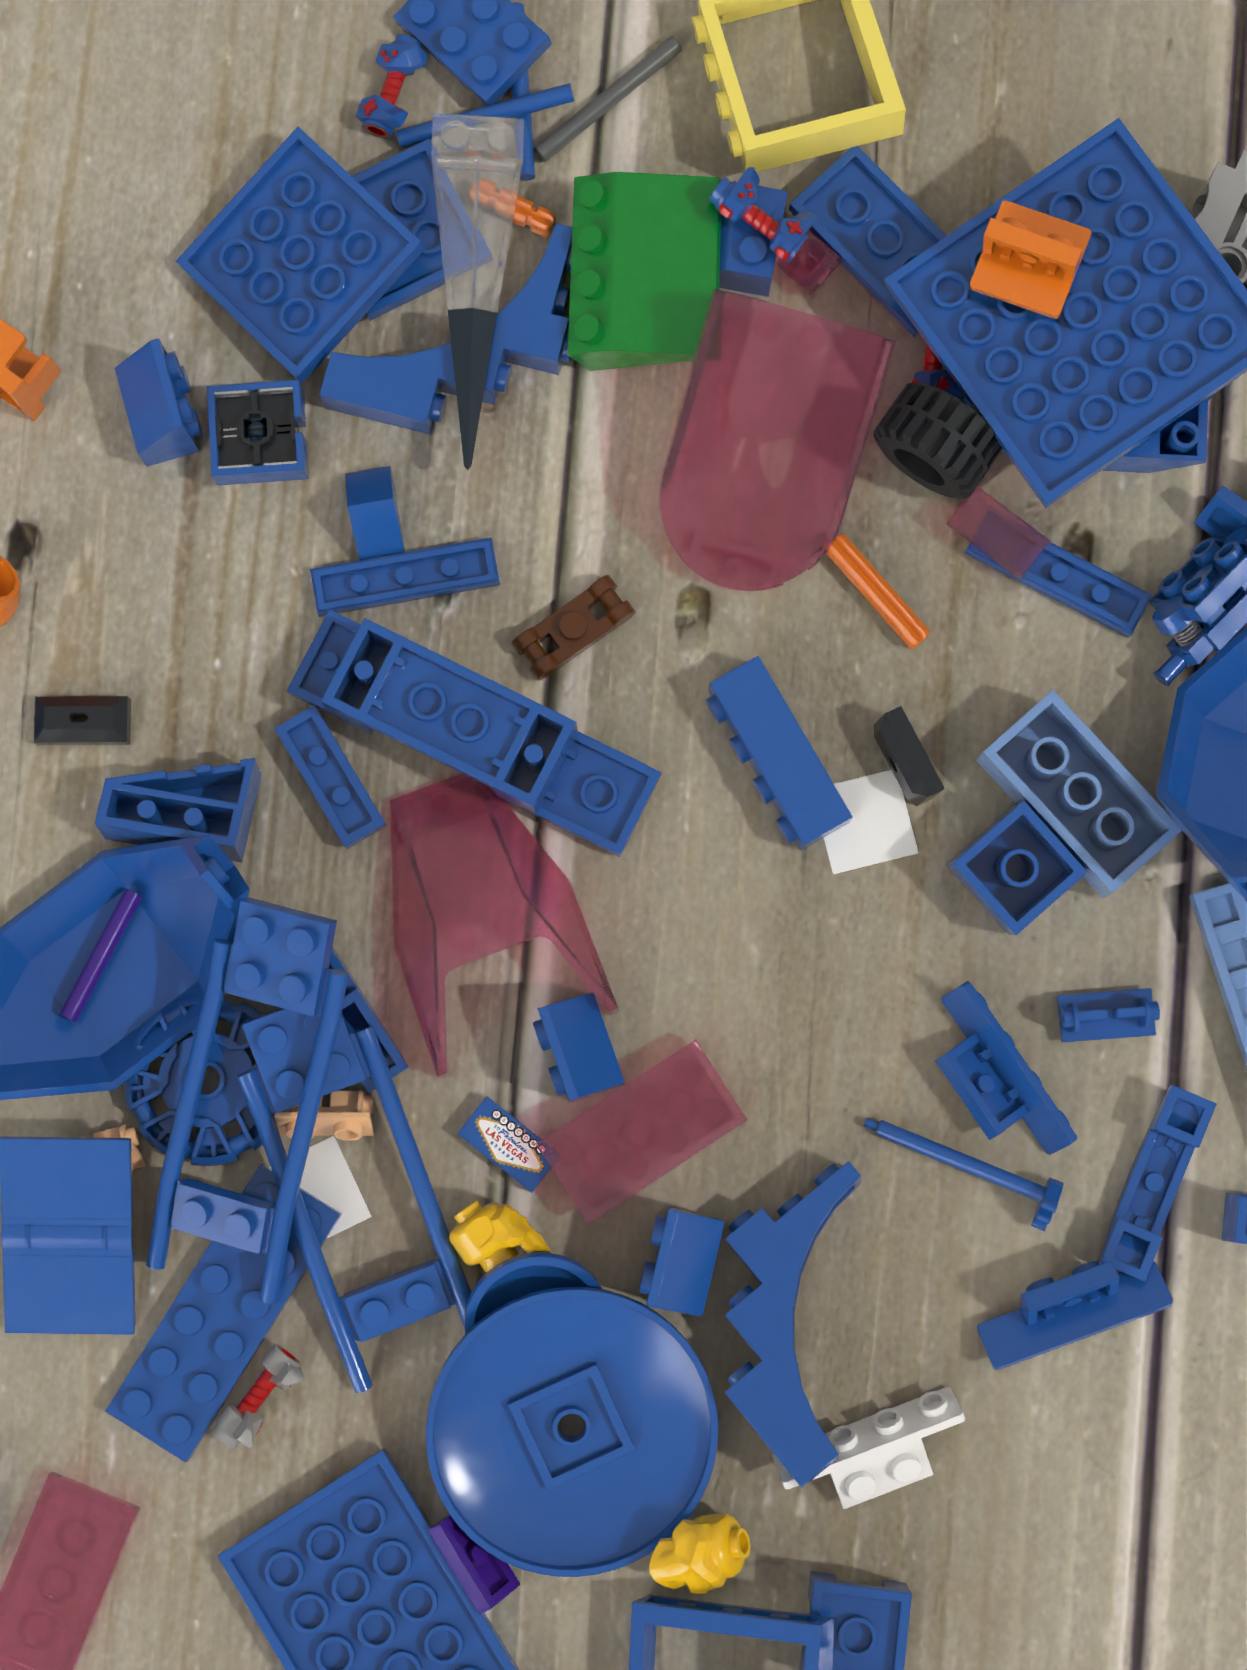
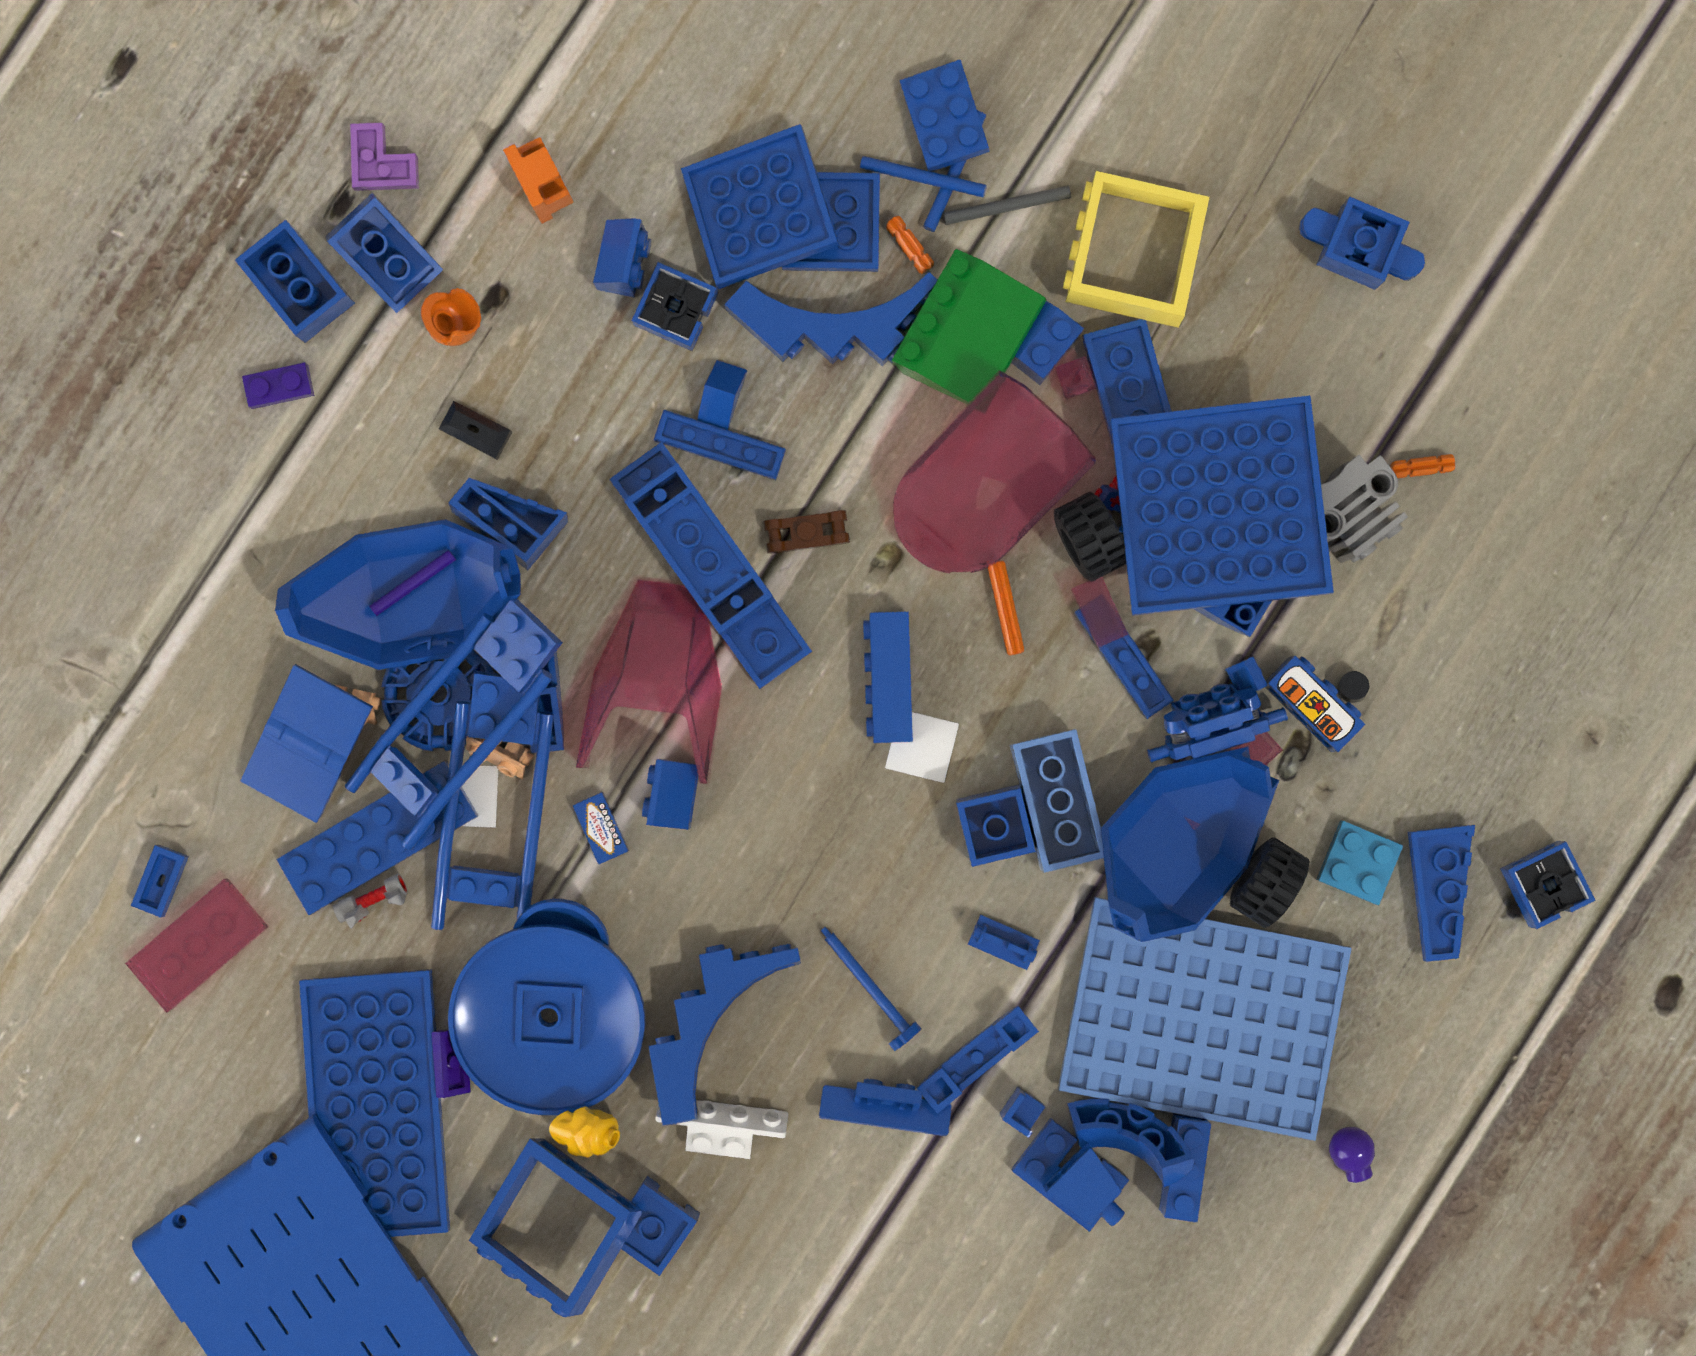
camera: 25 degrees right, 5 degrees up
(330, 777) = (608, 546): blue plate -> none
(399, 60) = (888, 111): blue piece -> none
(475, 191) = (889, 226): clear plate -> none
(491, 1233) = (560, 878): yellow head -> none
(641, 1132) = (683, 863): clear pink plate -> none
(683, 1261) = (667, 955): blue slope -> none
(737, 202) = (1047, 320): blue piece -> none
(907, 757) = (966, 721): black piece -> none
(995, 1077) = (914, 944): blue bracket -> none
(1029, 259) = (1205, 456): orange bracket -> none

